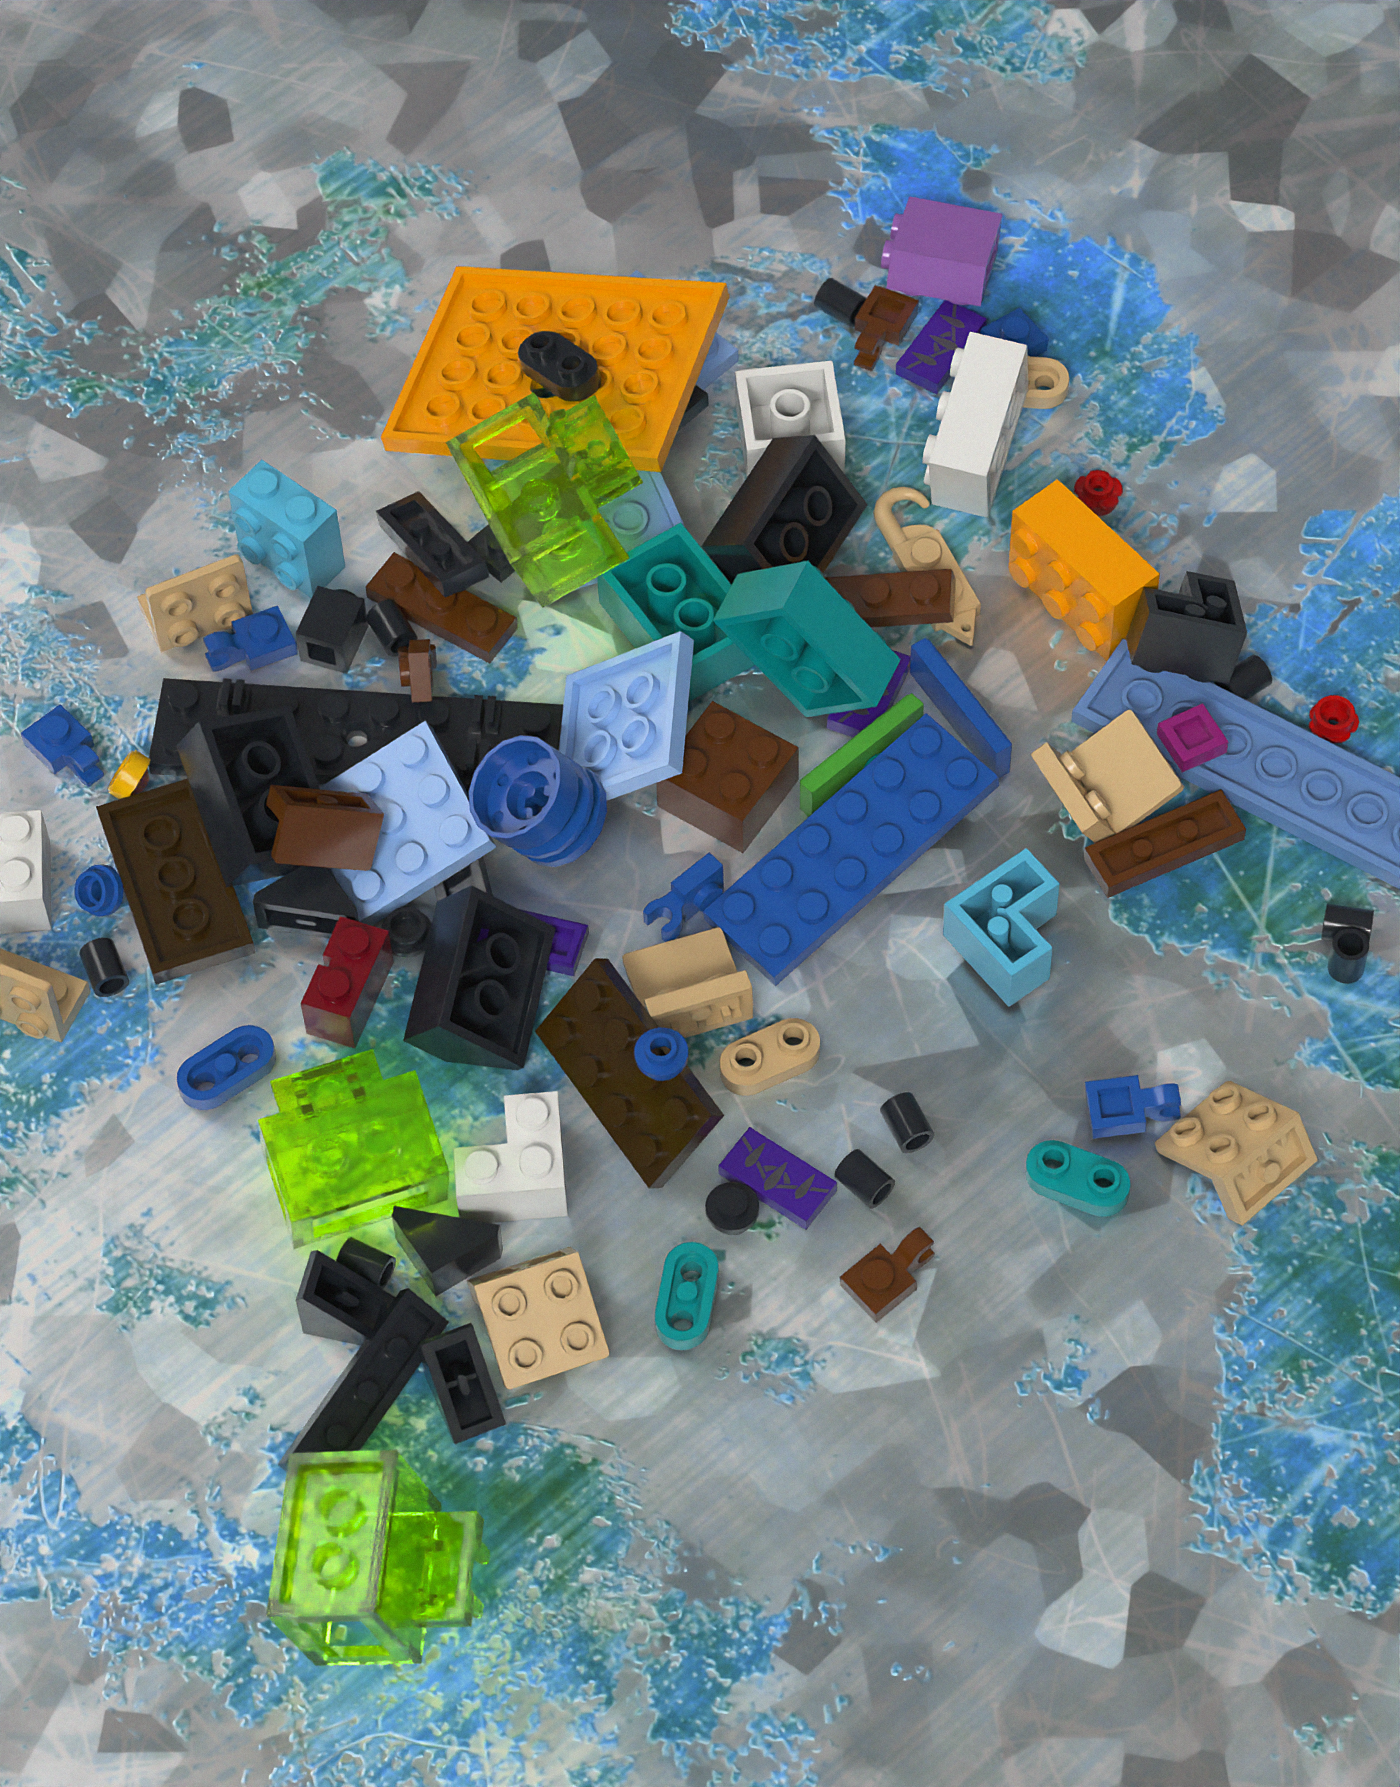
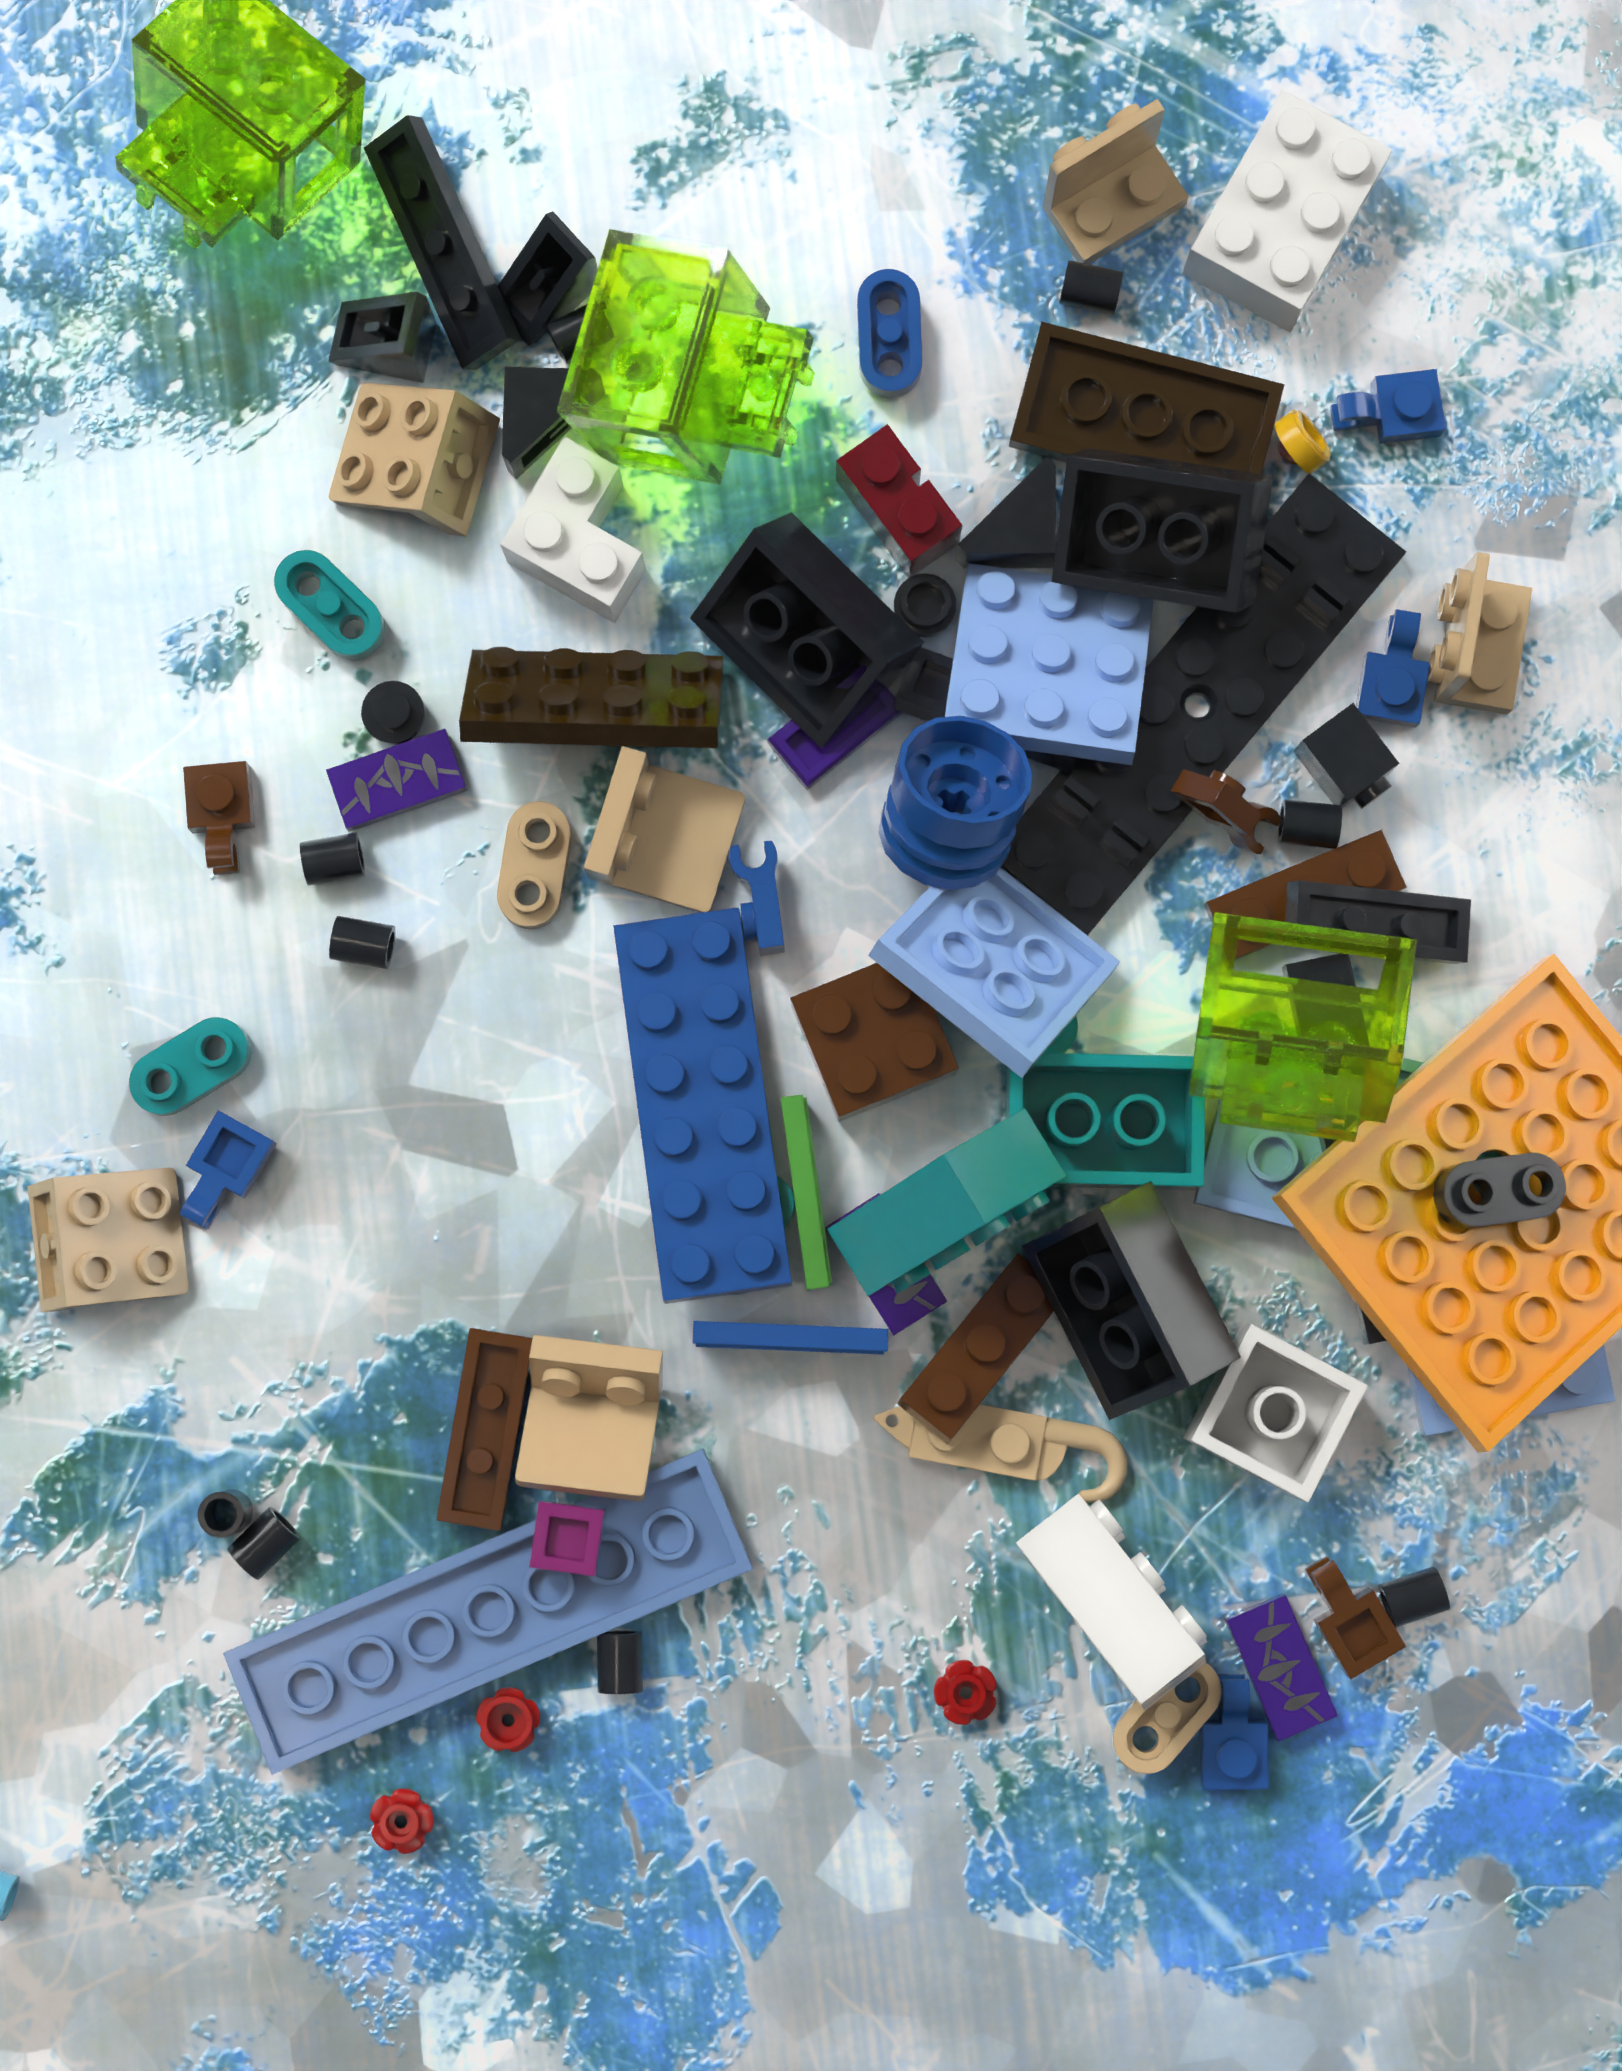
camera: 125 degrees right, 25 degrees up
(99, 890) = (1184, 332): blue plate -> none
(286, 529) = (1496, 776): medium azure brick -> none
(324, 827) = (1071, 564): reddish brown panel -> none
(665, 1066) = (555, 728): blue plate -> none
(942, 251) = (1393, 1749): medium lavender brick -> none
(997, 925) = (502, 1170): medium azure brick -> none
(1078, 567) = (853, 1578): light orange brick -> none
(1189, 631) = (683, 1638): black brick -> none

